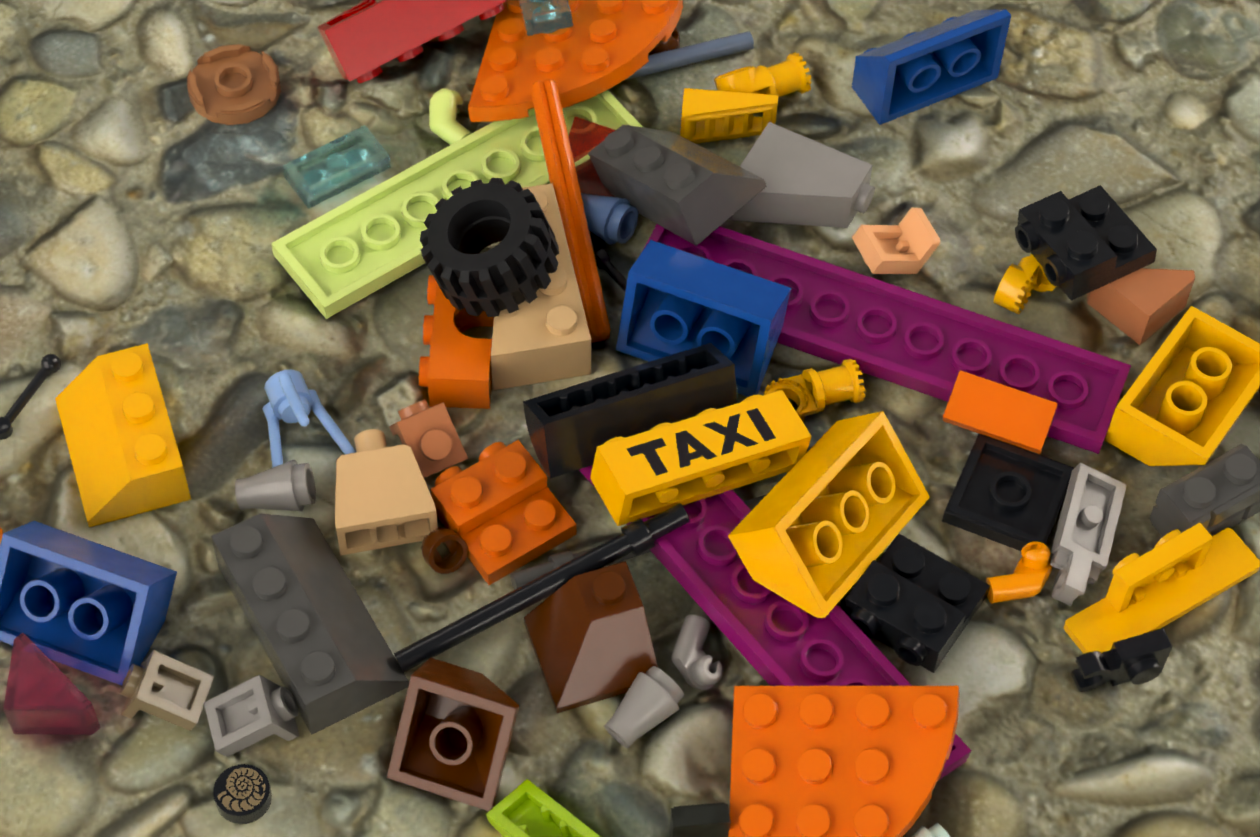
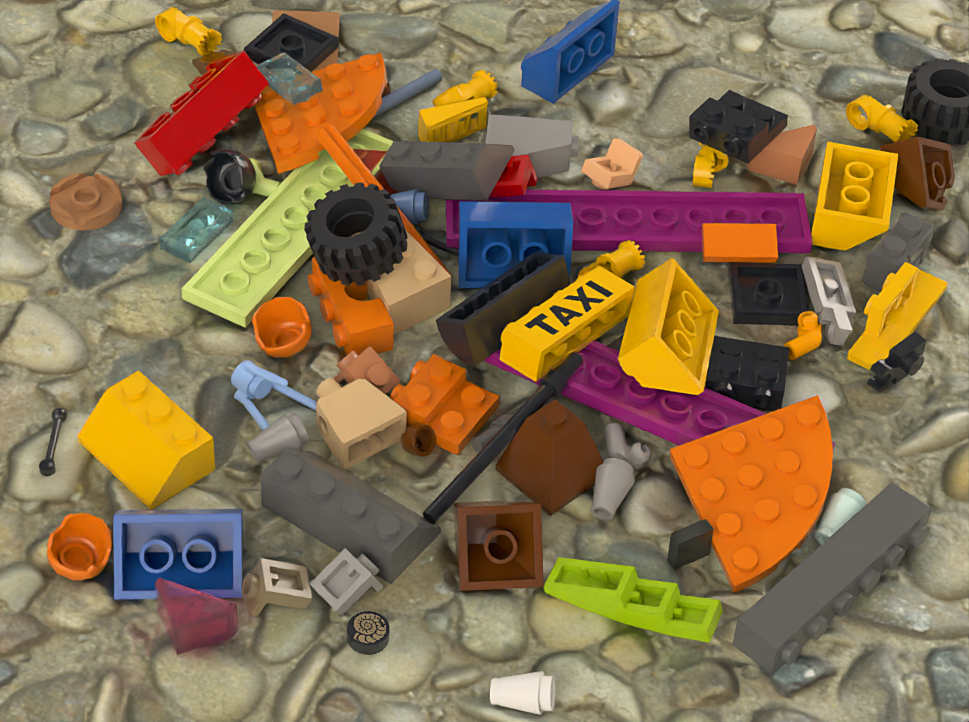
camera: 25 degrees left, 10 degrees down
(359, 337) = (282, 327): none -> orange hair
(409, 108) = (230, 177): none -> black hair
(752, 223) = (515, 177): none -> red bracket

